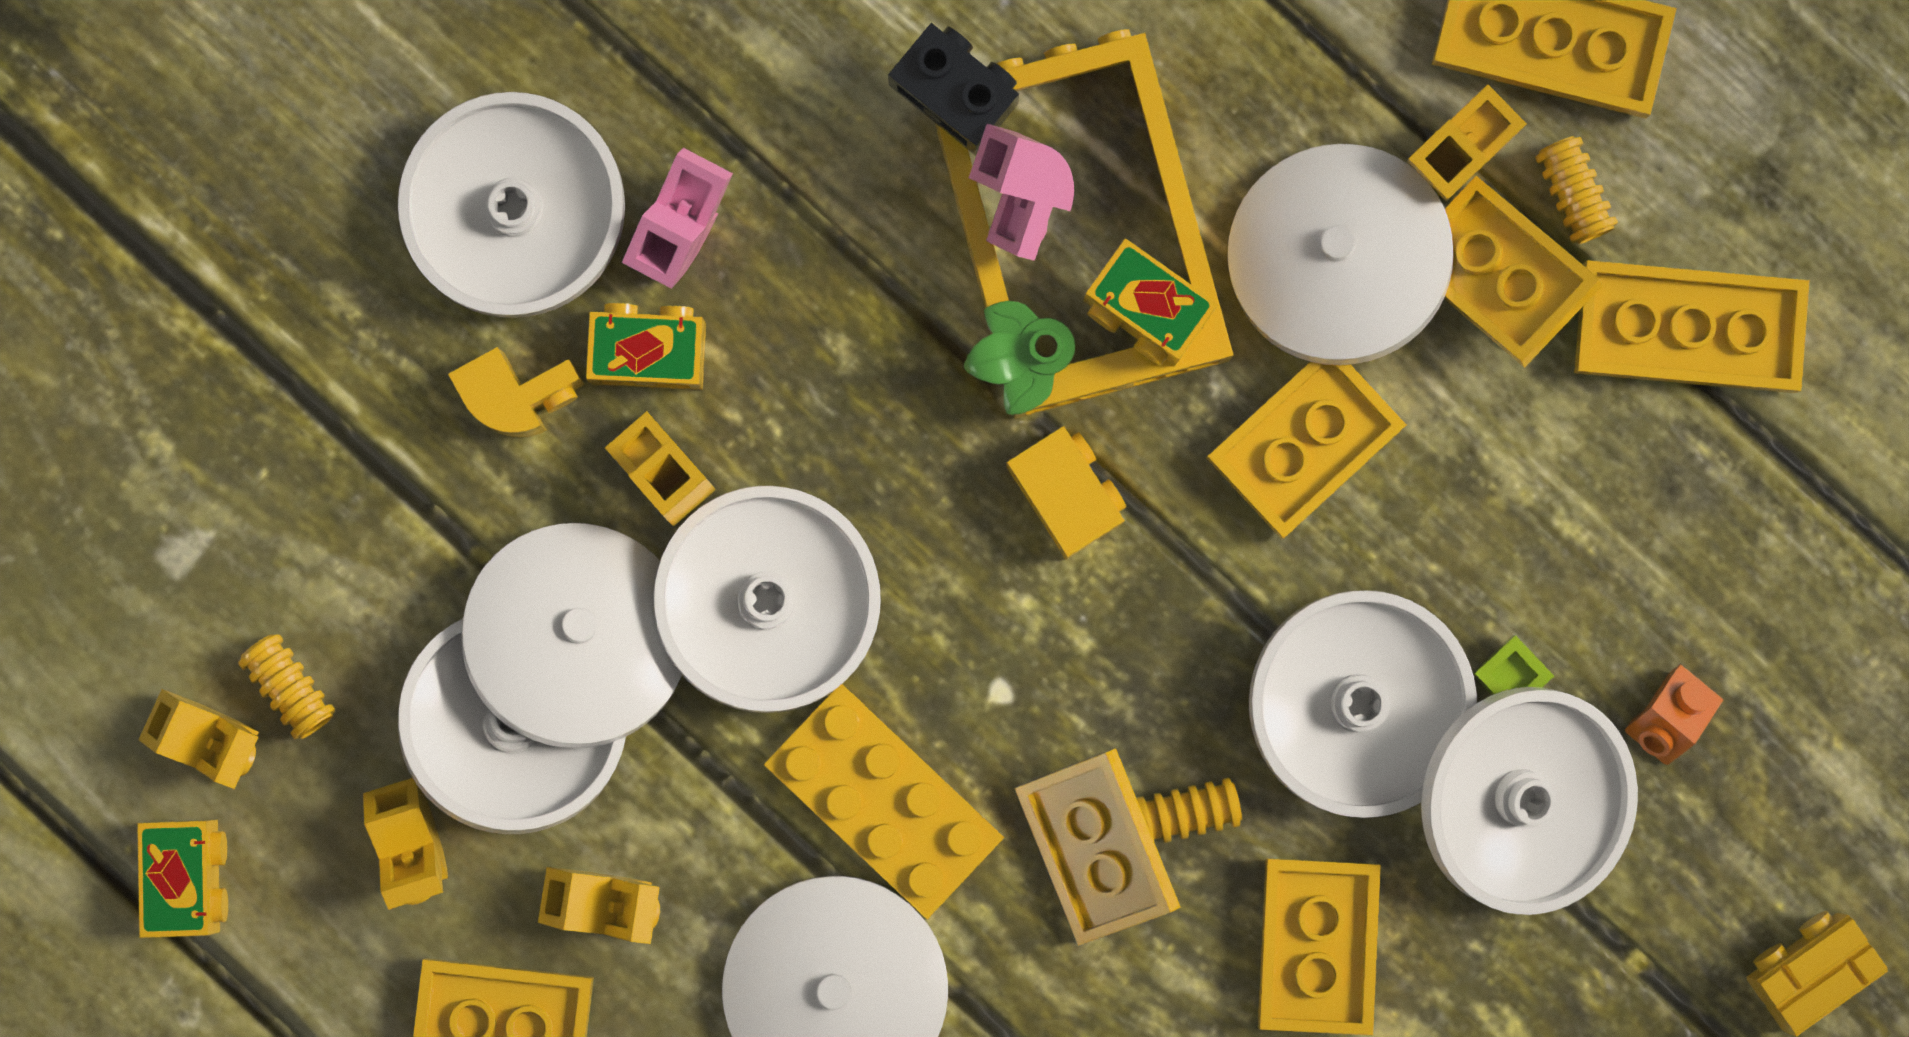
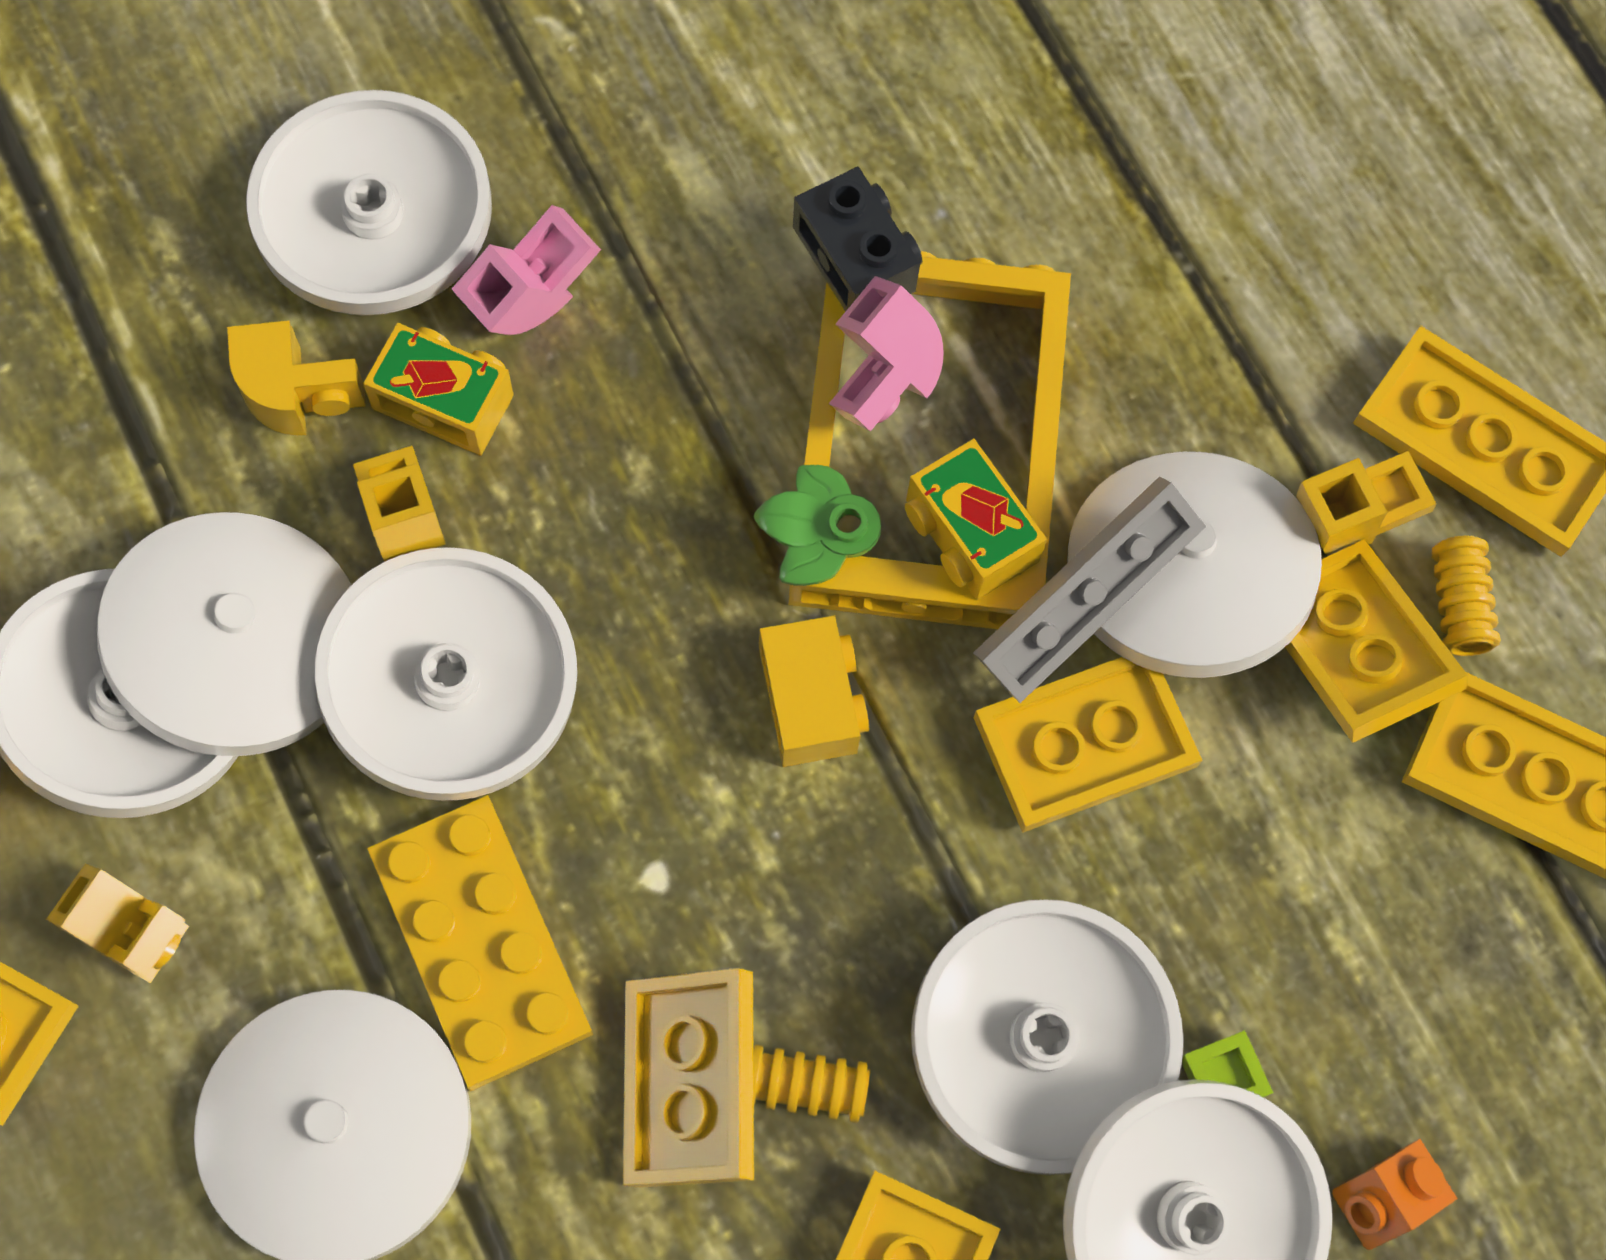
camera: 20 degrees right, 15 degrees down
(1266, 325) = (1090, 589): none -> light grey plate

